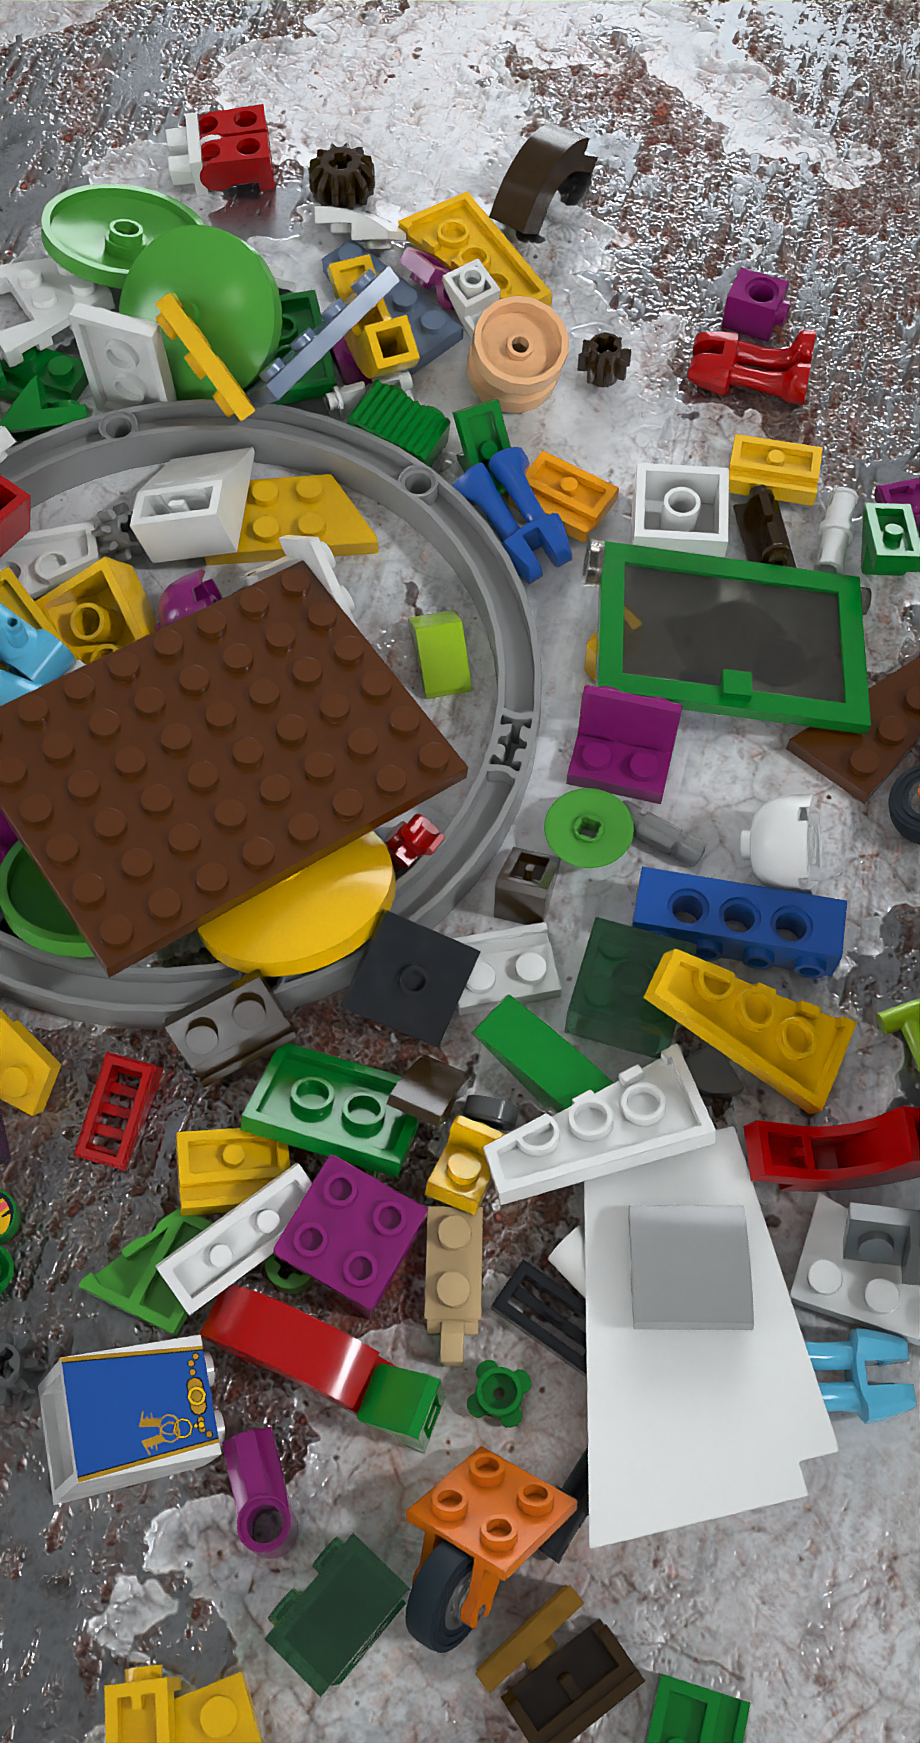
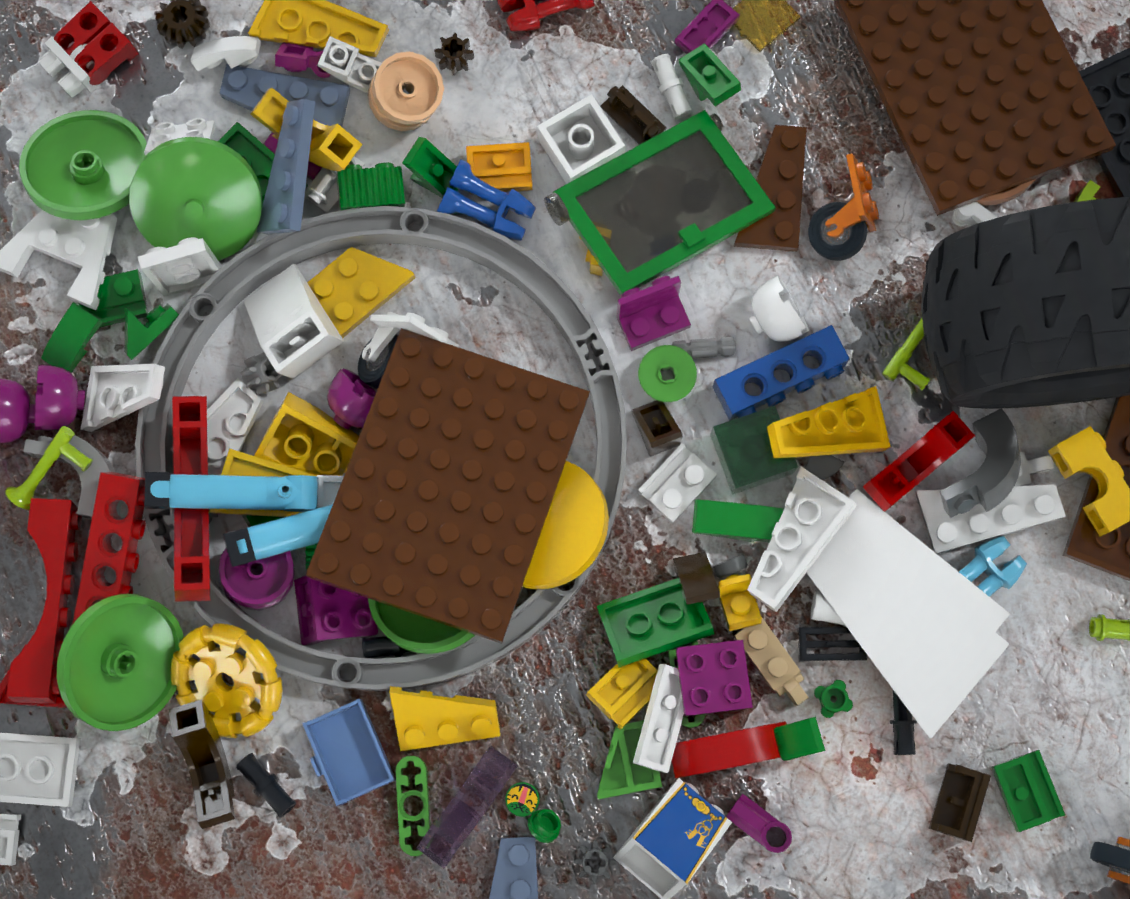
camera: 35 degrees left, 15 degrees up
(99, 1104) = (549, 728): red slope -> none
(201, 358) = (240, 238): yellow wing -> none
(230, 1028) = (569, 619): plate -> none
(337, 1615) = (840, 848): clear green brick -> none
(410, 978) = (641, 526): black plate -> none
(411, 840) = (584, 449): red plate -> none
(441, 653) = (503, 318): lime slope -> none
(477, 1531) = (874, 765): orange plate -> none
(531, 1641) = (927, 795): pearl gold plate -> none
(690, 1267) = (887, 577): light grey slope -> none
(782, 466) = (608, 66): yellow plate -> none

